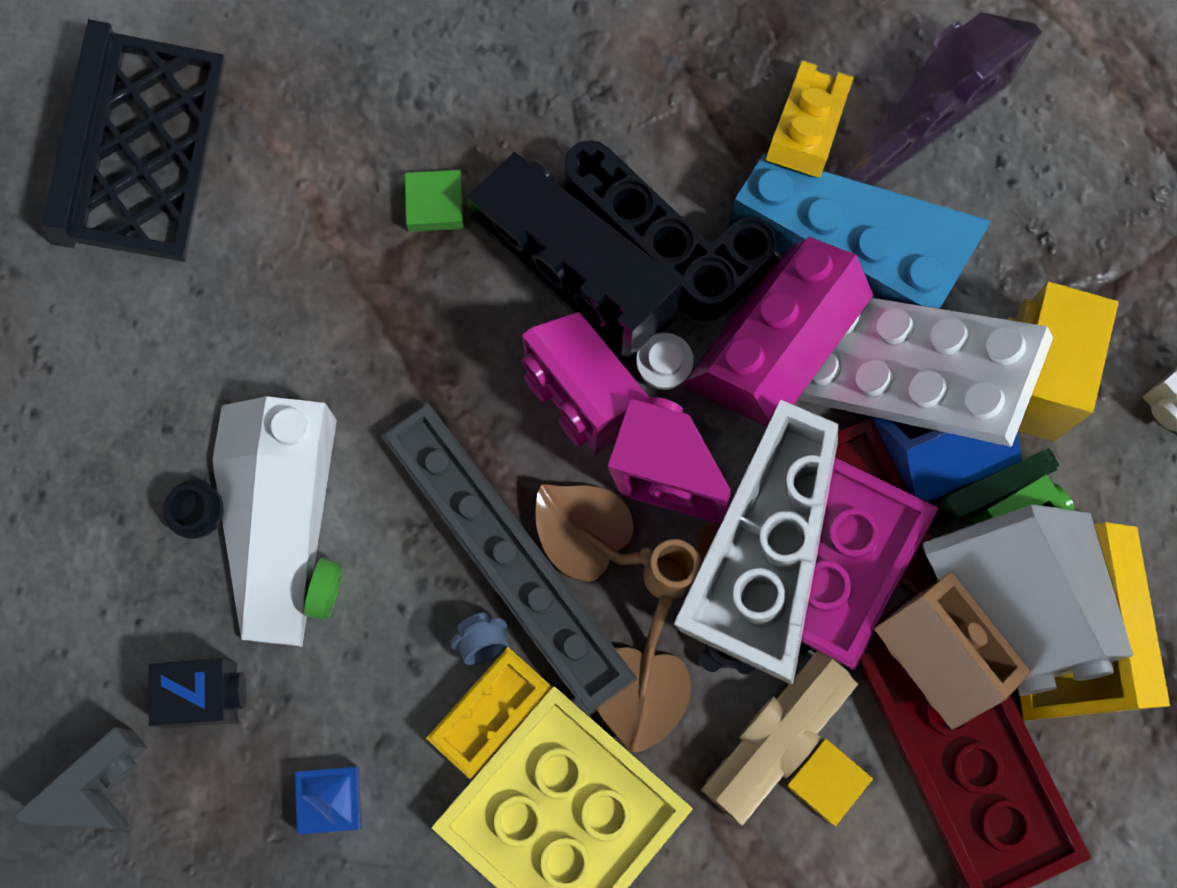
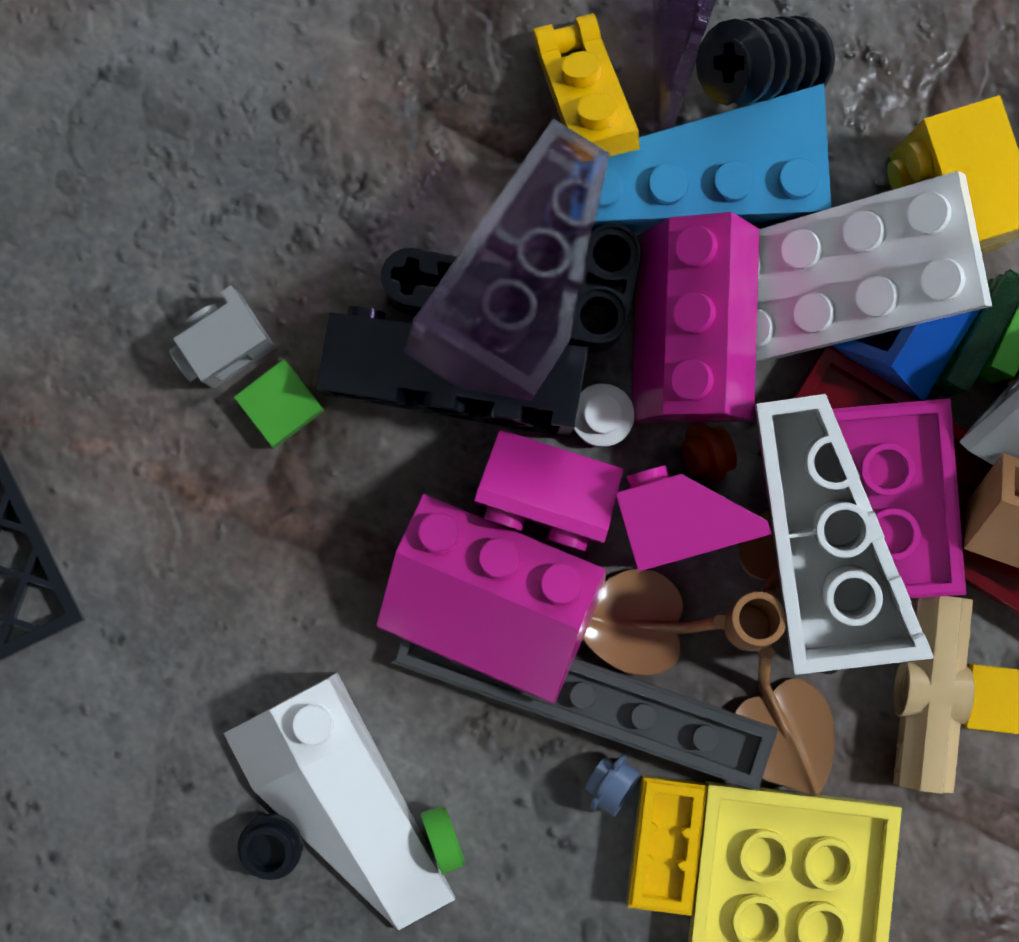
camera: 35 degrees left, 10 degrees up
(424, 128) = (220, 341): none -> light grey brick
(487, 429) = (490, 598): none -> dark pink slope
(661, 194) = (516, 282): none -> clear purple wedge
(727, 437) = (708, 452): none -> dark orange plate
(957, 174) = (763, 58): none -> black piece

